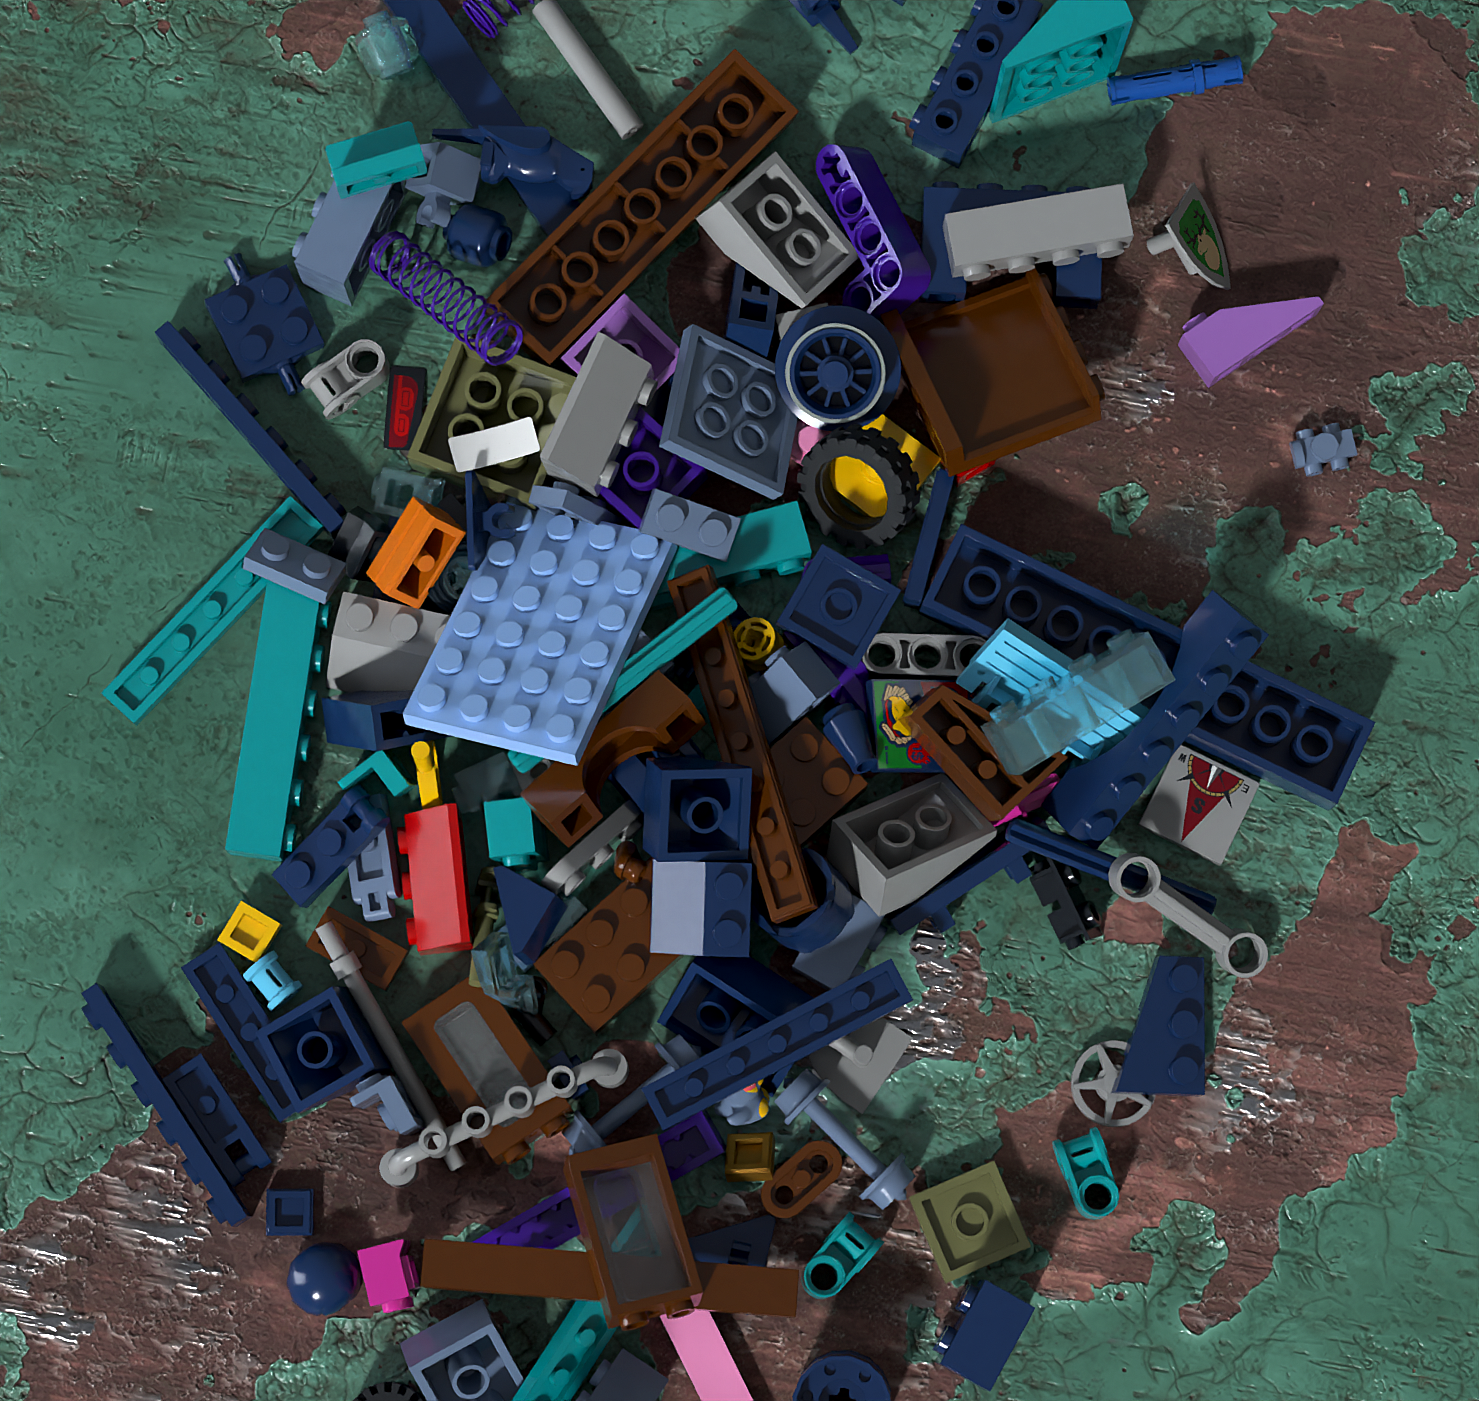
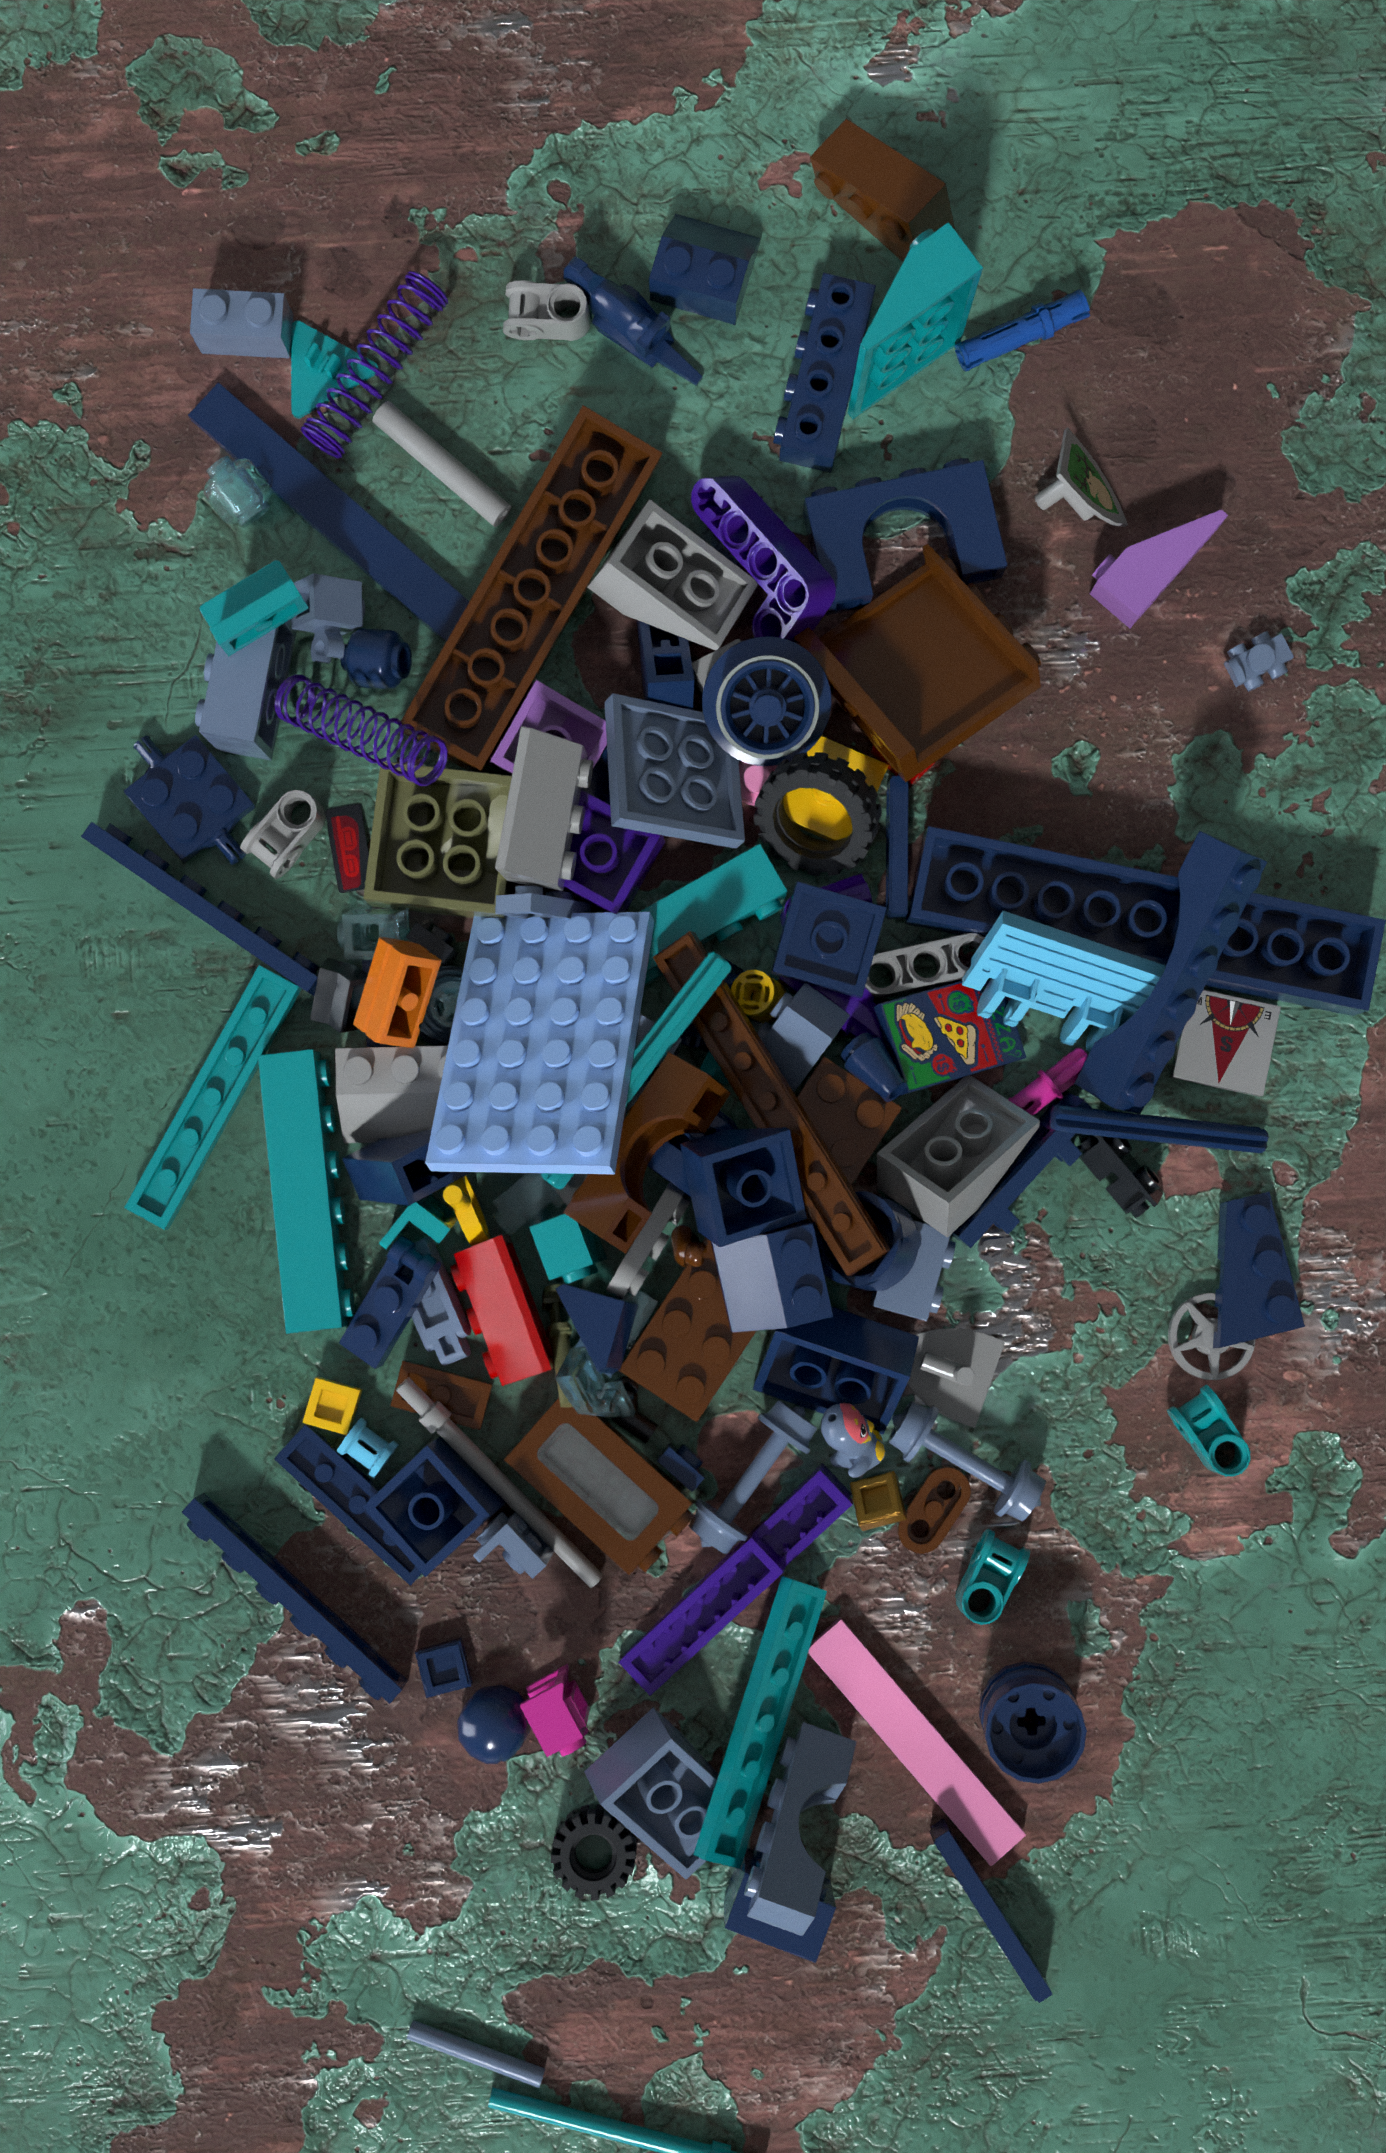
camera: 10 degrees left, 5 degrees up
(216, 1118) = (348, 1597): dark blue plate -> none
(294, 566) = (280, 1035): sand blue plate -> none
(401, 1166) = (541, 1599): light grey bar -> none
(482, 520) = (454, 943): dark blue piece -> none
(494, 445) = (446, 865): white sticker -> none
(525, 155) = (403, 566): dark blue animal -> none
(570, 1277) = (773, 1662): reddish brown tile -> none
(633, 1232) = (787, 1616): piece -> none
(689, 525) = (660, 895): sand blue plate -> none
(736, 1244) = (886, 1601): dark blue piece -> none
(777, 1044) = (881, 1394): dark blue plate -> none
(953, 736) = (1006, 1050): reddish brown wedge -> none
(969, 1222) = (1107, 1509): olive plate -> none
(983, 1333) = (1152, 1621): dark blue brick -> none
(1037, 232) = (930, 514): light grey brick -> none
(1077, 702) = (1095, 978): clear light blue brick -> none
(1188, 915) = (1246, 1156): light grey piece -> none

